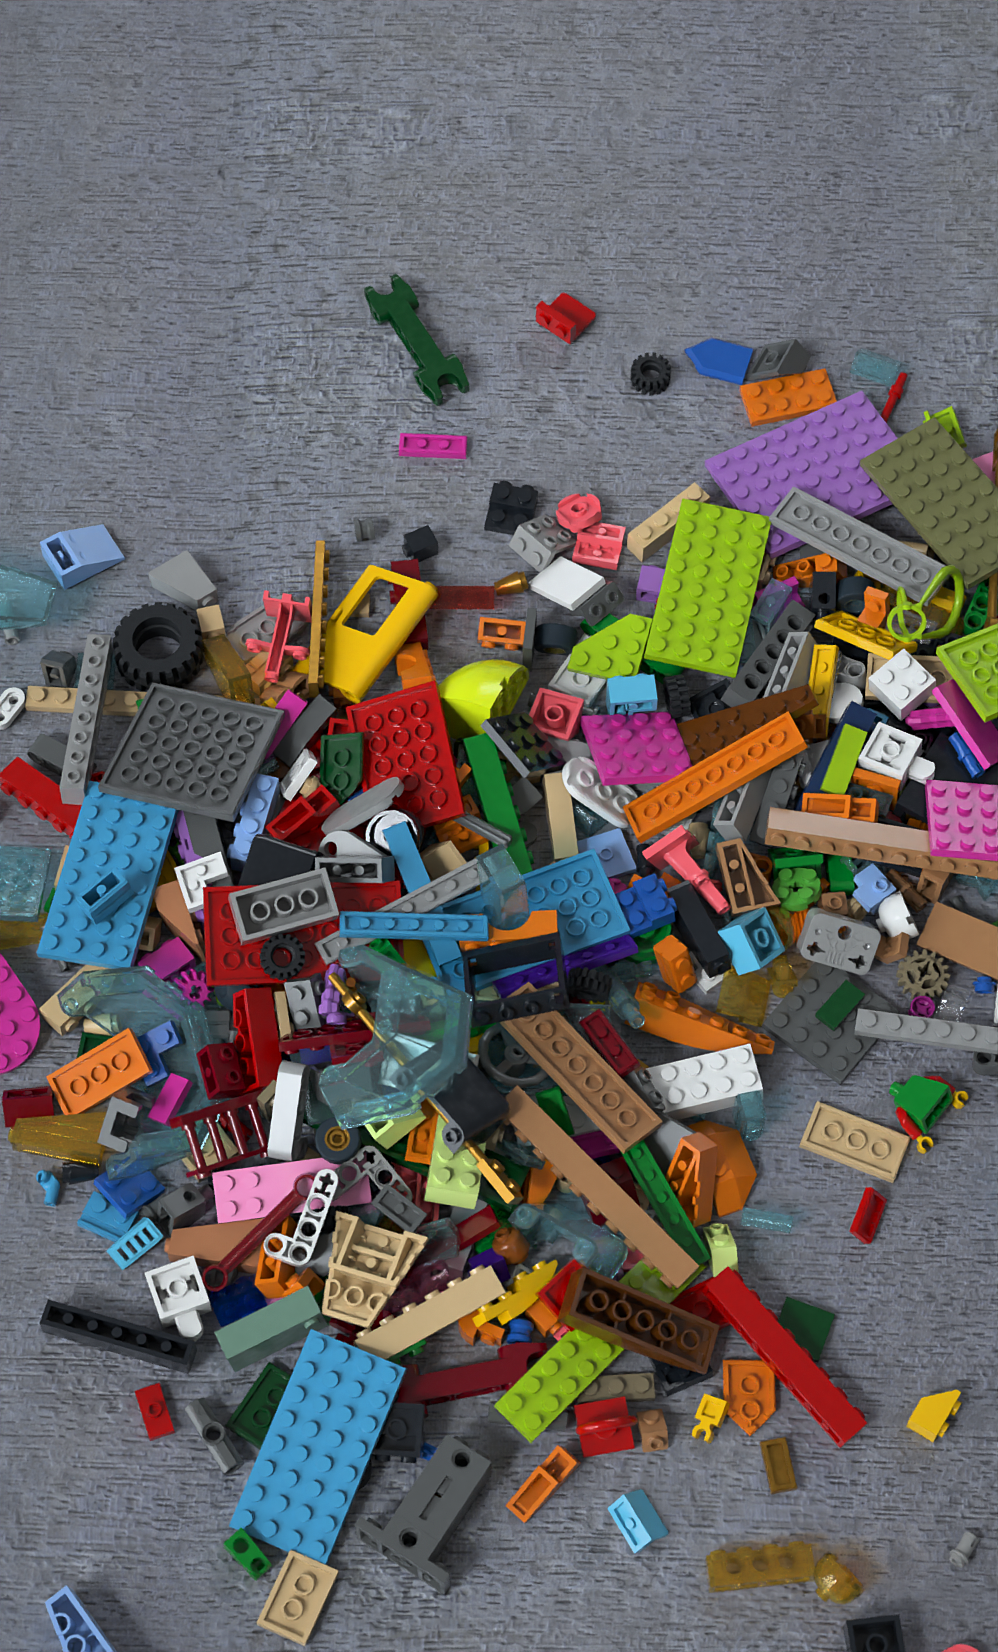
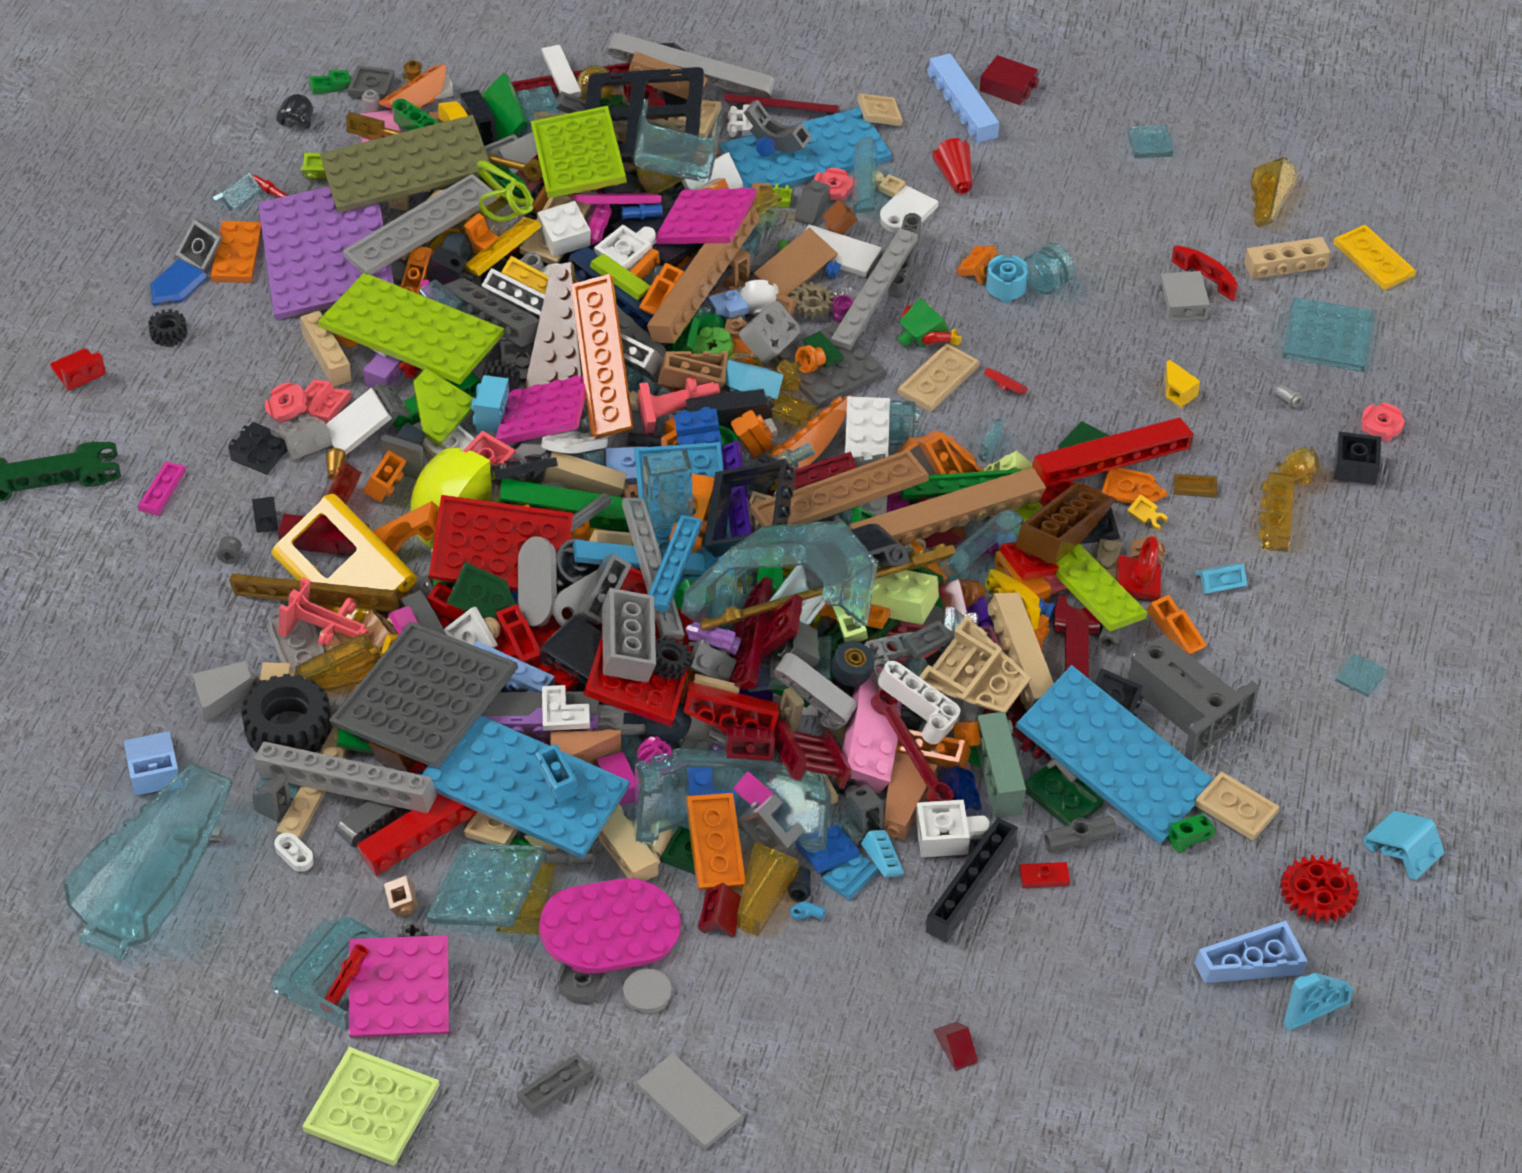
camera: 75 degrees left, 15 degrees down
(813, 994) = (810, 358): none -> orange piece

